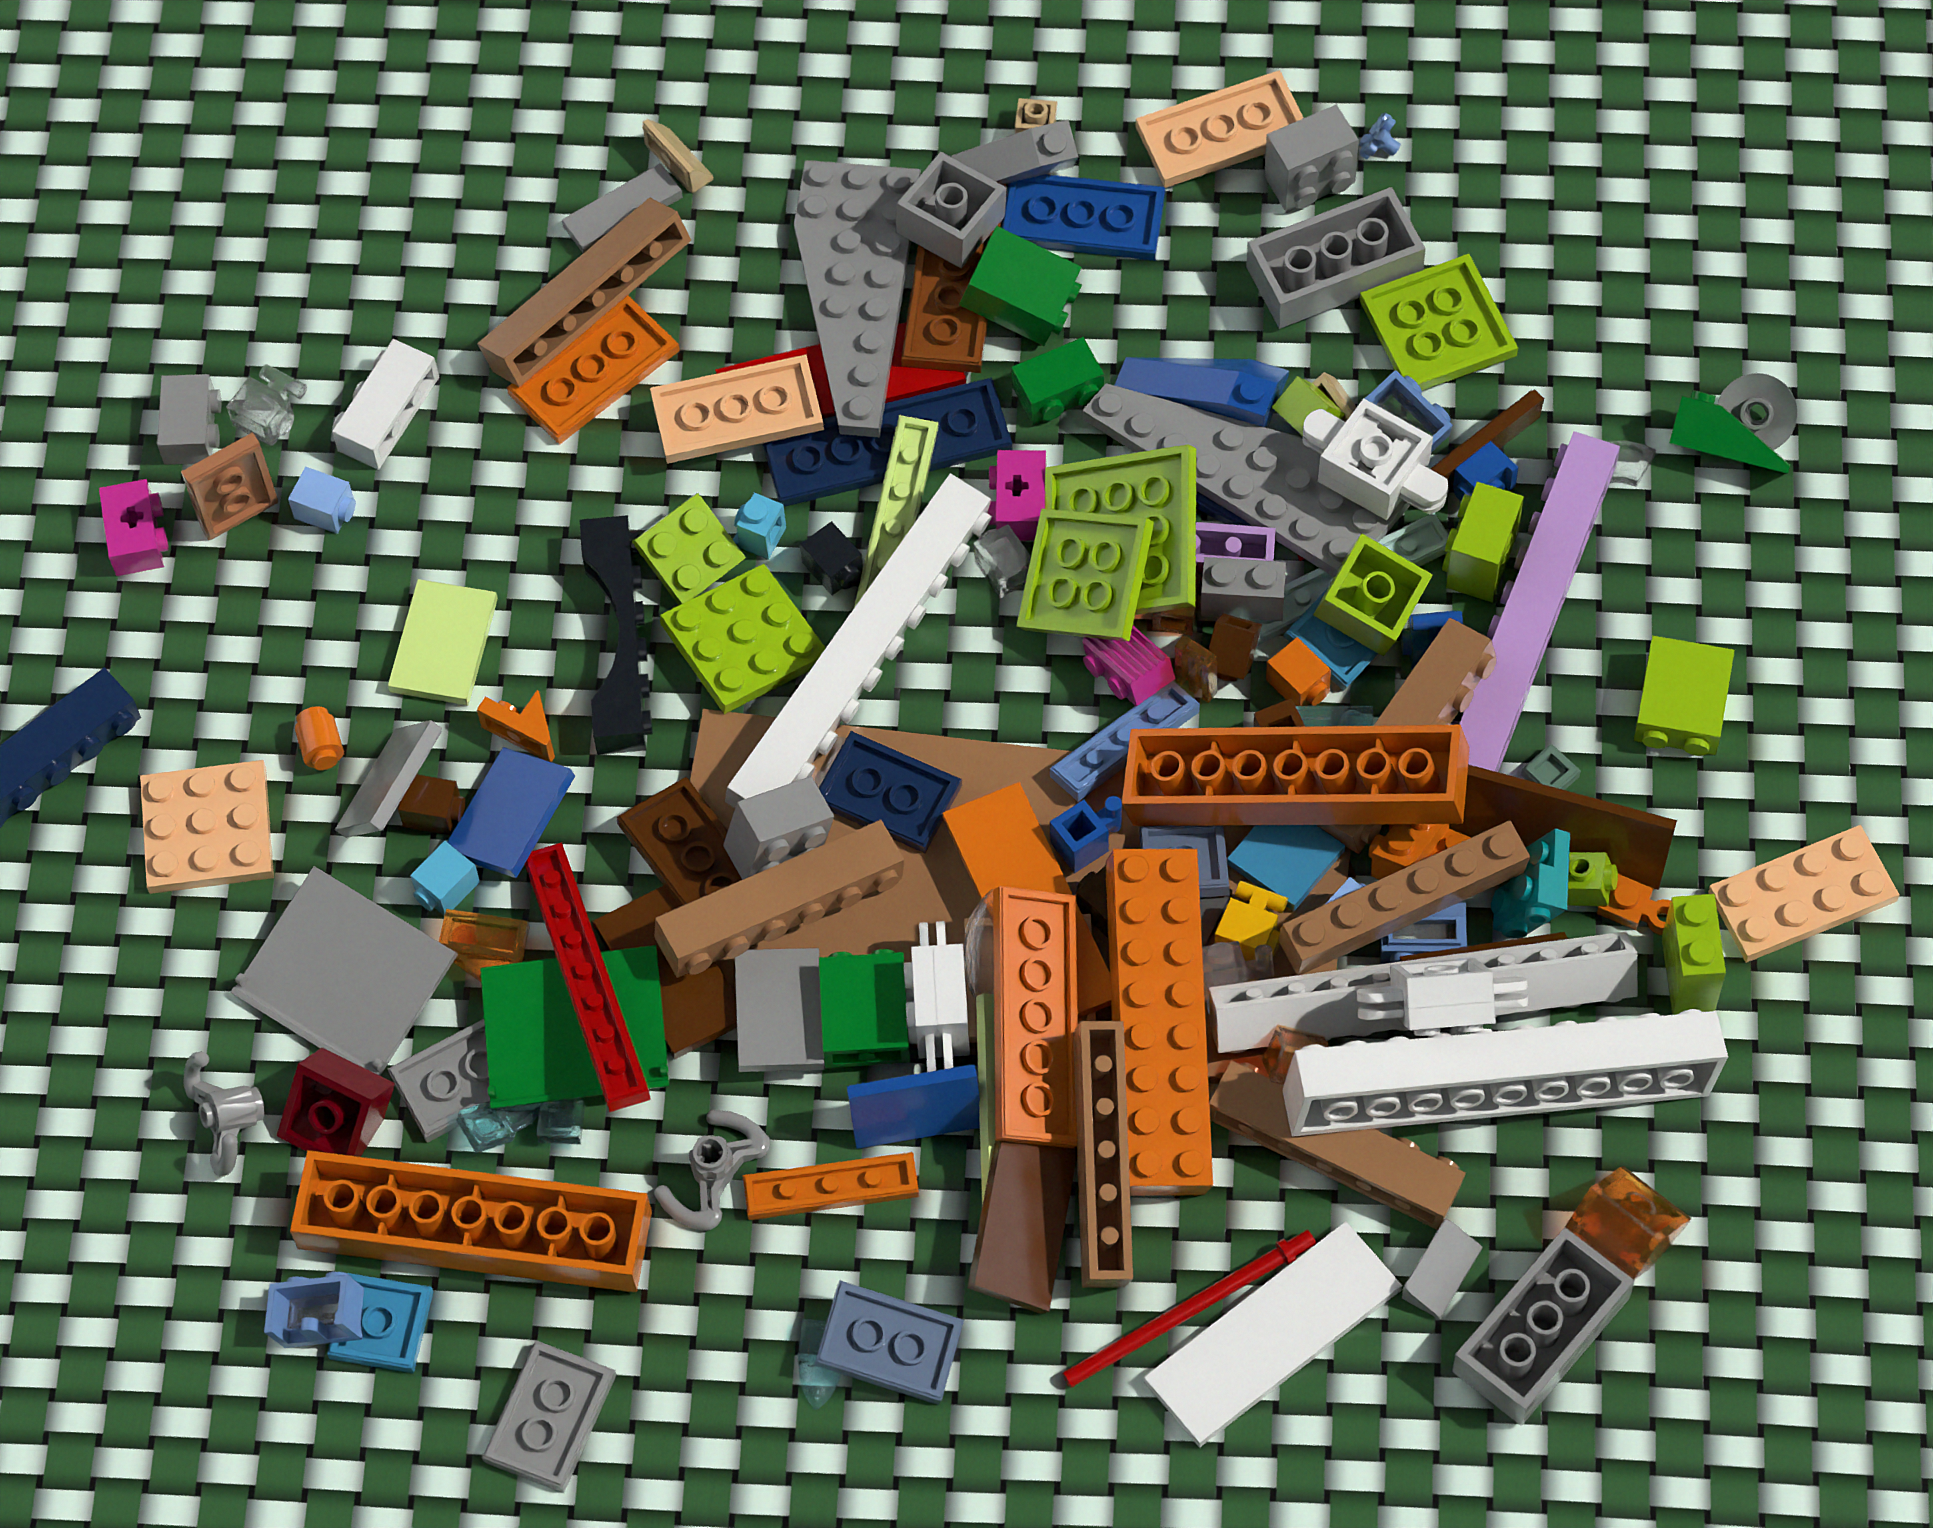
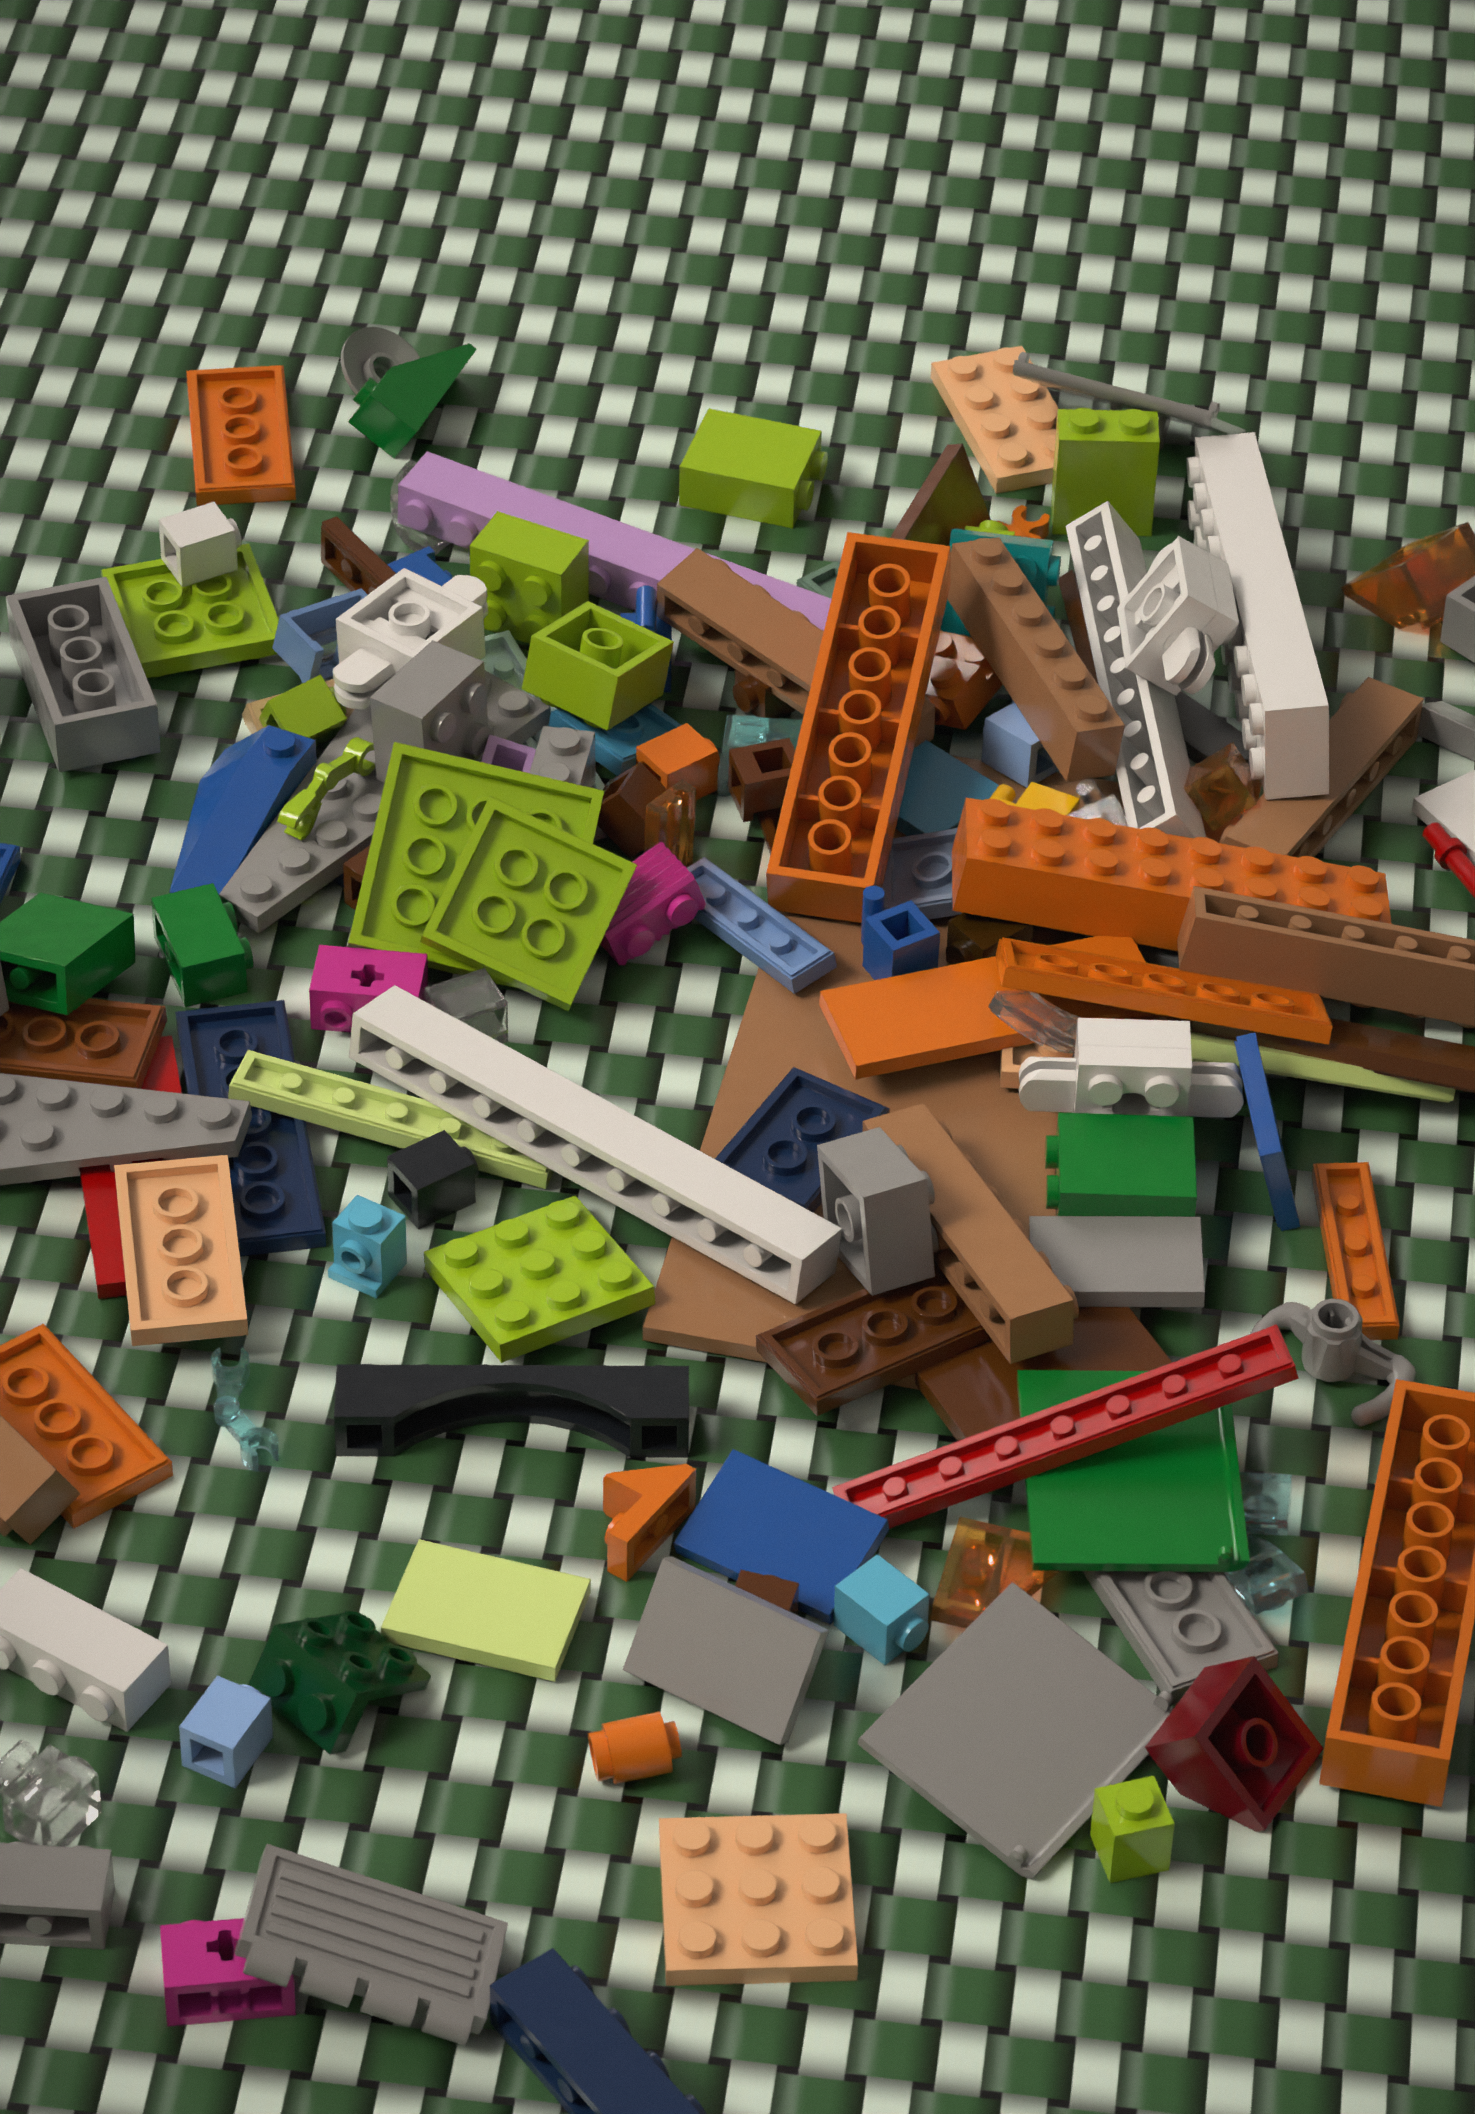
camera: 90 degrees left, 20 degrees down
(142, 598) = (372, 1942): none -> light grey hinge
(222, 1112) = (1240, 1871): light grey piece -> none
(230, 486) = (214, 1794): nougat tile -> none
(255, 1043) = (1132, 1829): none -> lime brick
(378, 560) = (327, 1672): none -> dark green bracket
(612, 467) = (227, 1411): none -> clear light blue piece
(688, 549) = (395, 1317): lime plate -> none
(1185, 420) = (303, 809): none -> lime piece
(1264, 479) = (432, 705): none -> light grey brick
(1488, 308) = (199, 544): none -> white brick
(1673, 328) = (240, 435): none -> orange tile
(1787, 969) = (1125, 398): none -> light grey container

